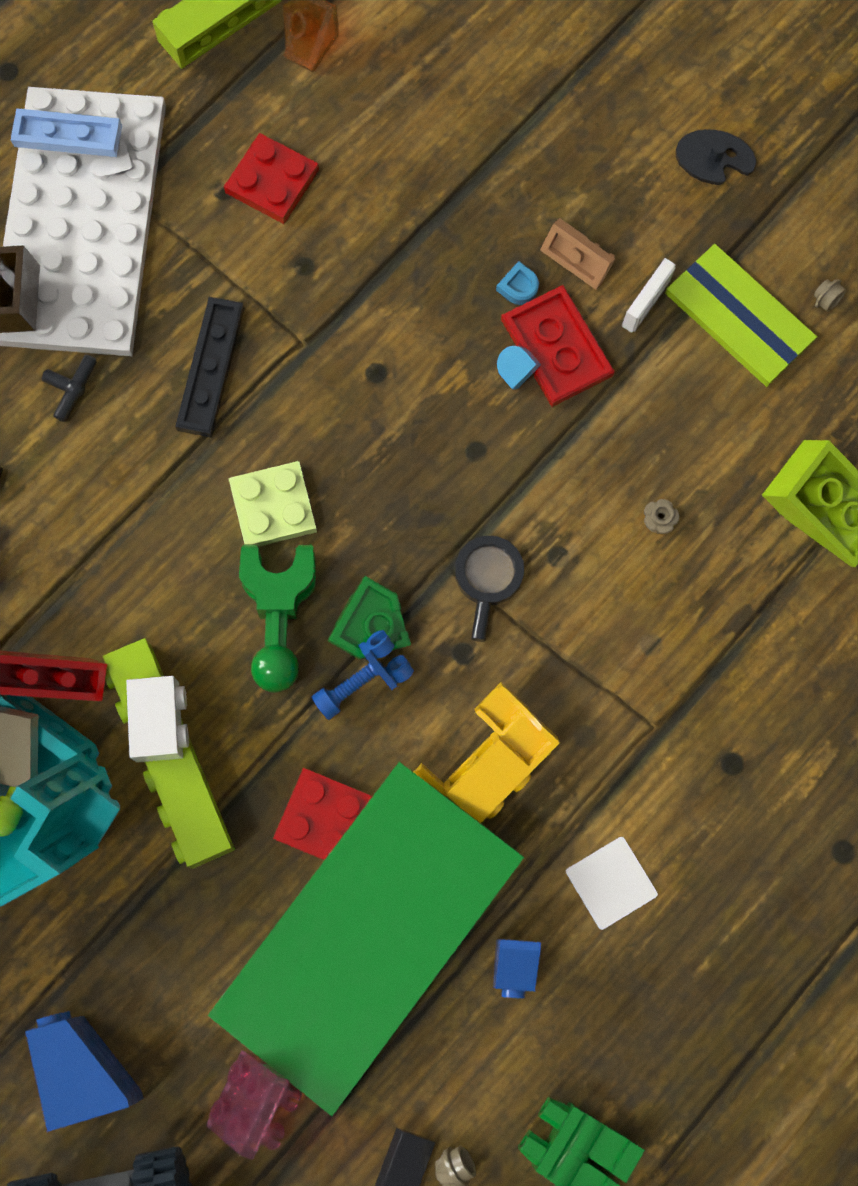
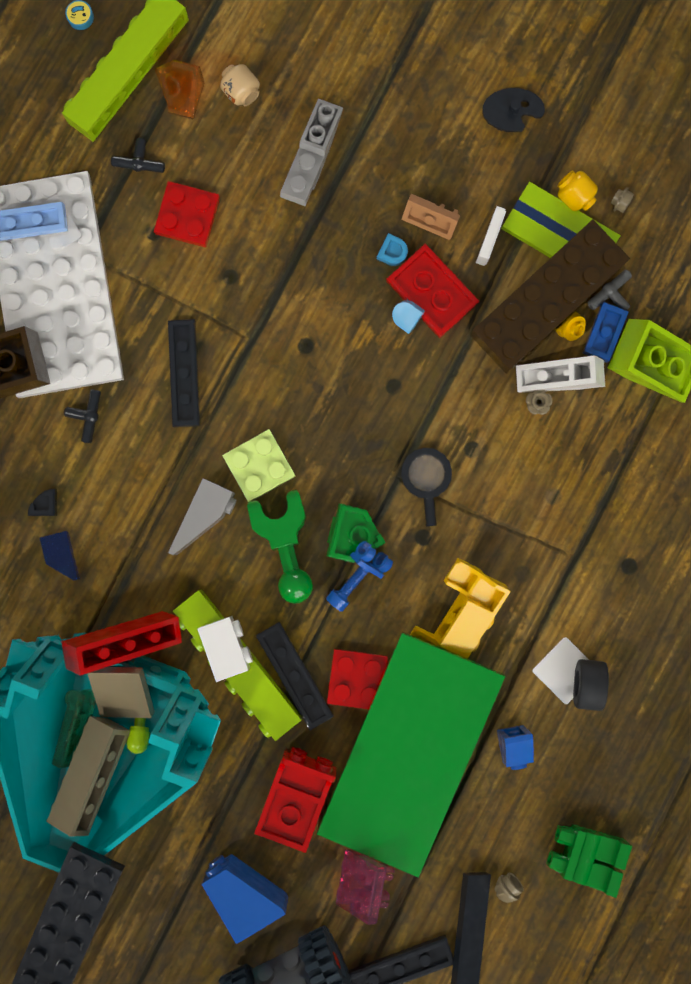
camera: 15 degrees left, 10 degrees up
(184, 543) = (205, 511): none -> light grey slope
(193, 958) = (296, 799): none -> red bracket
(229, 104) = (138, 163): none -> black piece
(240, 791) = (294, 676): none -> black tile
(381, 45) = (240, 84): none -> tan head
(449, 144) = (312, 152): none -> light grey slope
(640, 906) = (590, 685): none -> black tyre
(700, 488) = (561, 375): none -> white slope
(705, 386) = (549, 296): none -> dark brown brick
(727, 434) = (572, 327): none -> yellow plate
(769, 450) = (605, 332): none -> blue plate
(773, 268) = (577, 191): none -> yellow head
(789, 401) = (610, 290): none -> dark grey piece

